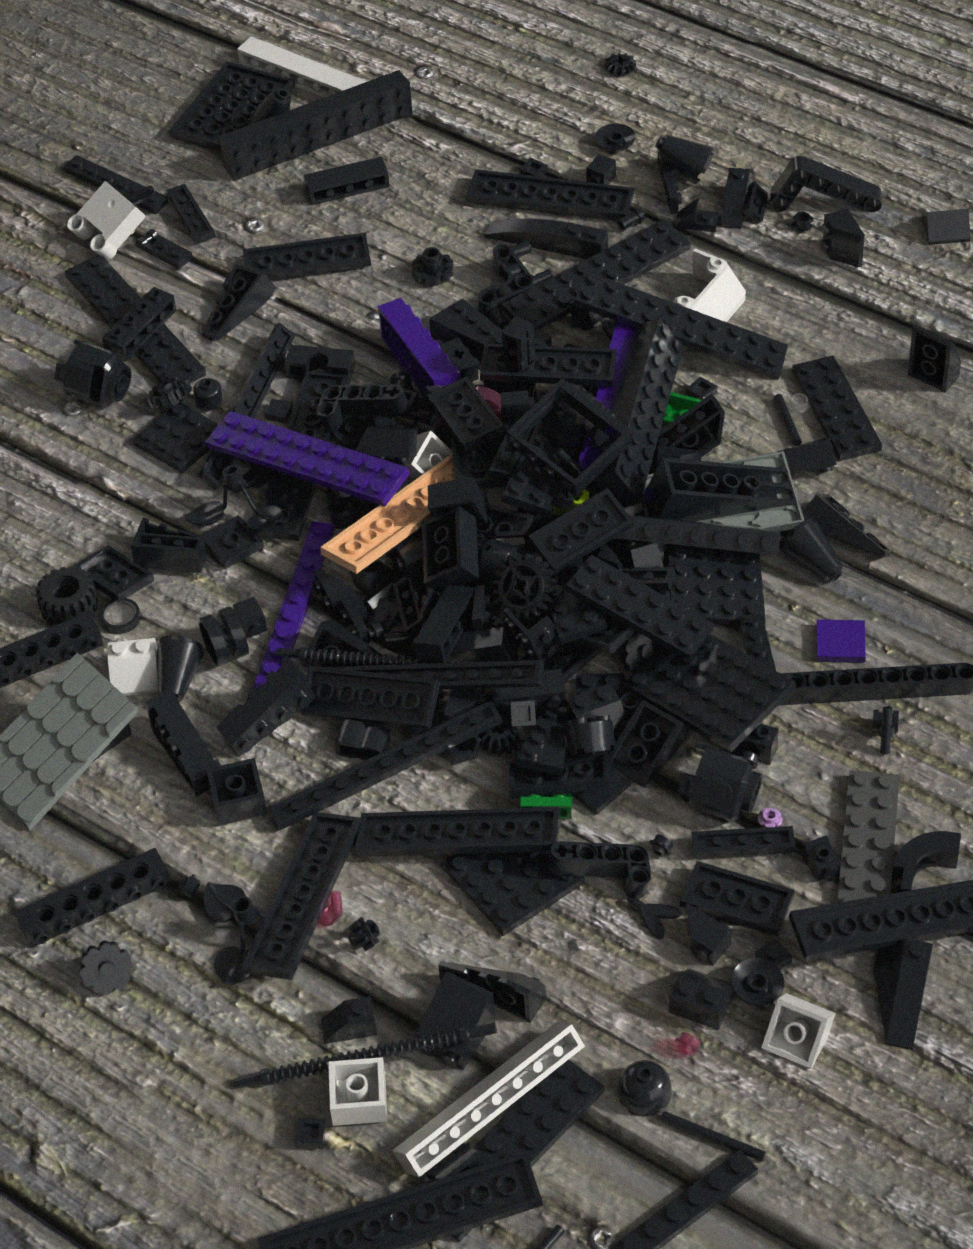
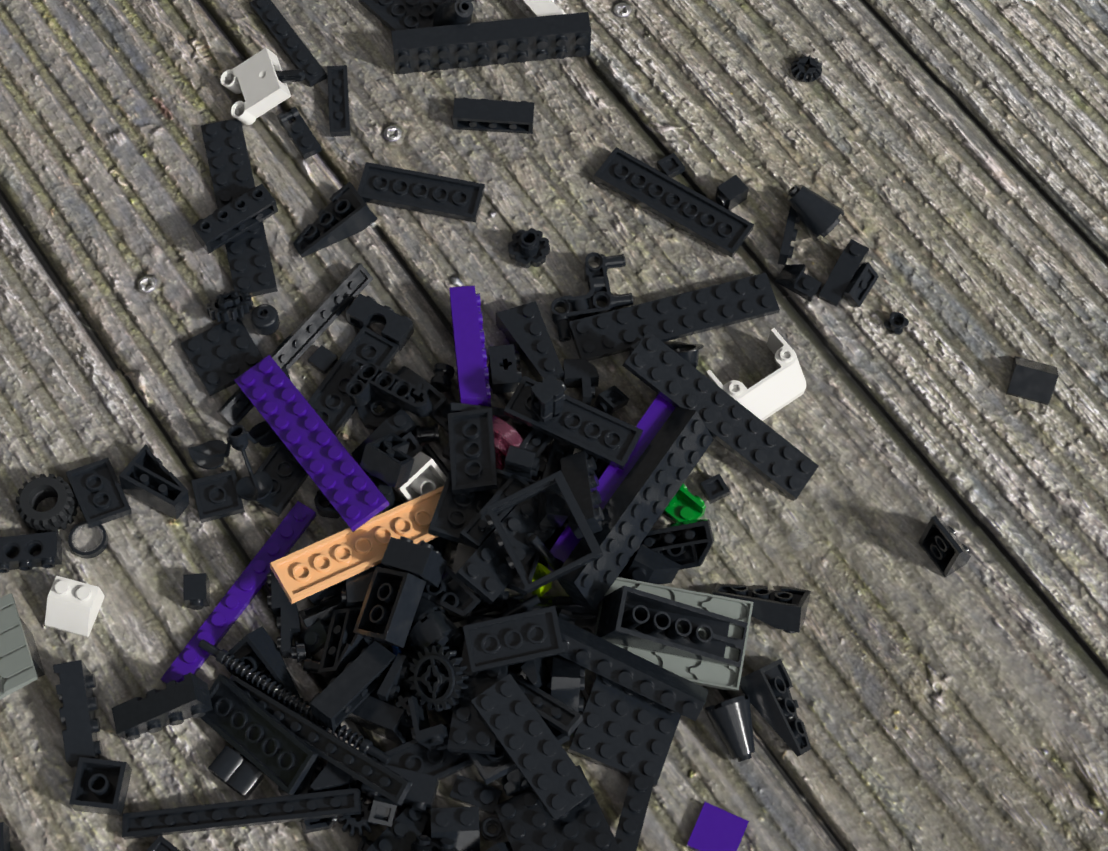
camera: 15 degrees right, 15 degrees up
(94, 375) = (170, 263): black piece -> none
(177, 664) = (106, 625): black cone -> none
(223, 636) = (159, 608): black wheel -> none
(551, 236) = (652, 252): black slope -> none
(615, 137) = (764, 150): black dish -> none
(631, 219) = (736, 259): black pin -> none
(795, 437) = (780, 555): black bar -> none
(825, 180) = (932, 291): black beam -> none
(837, 408) = (833, 557): black plate -> none
(843, 238) = (922, 363): black slope -> none

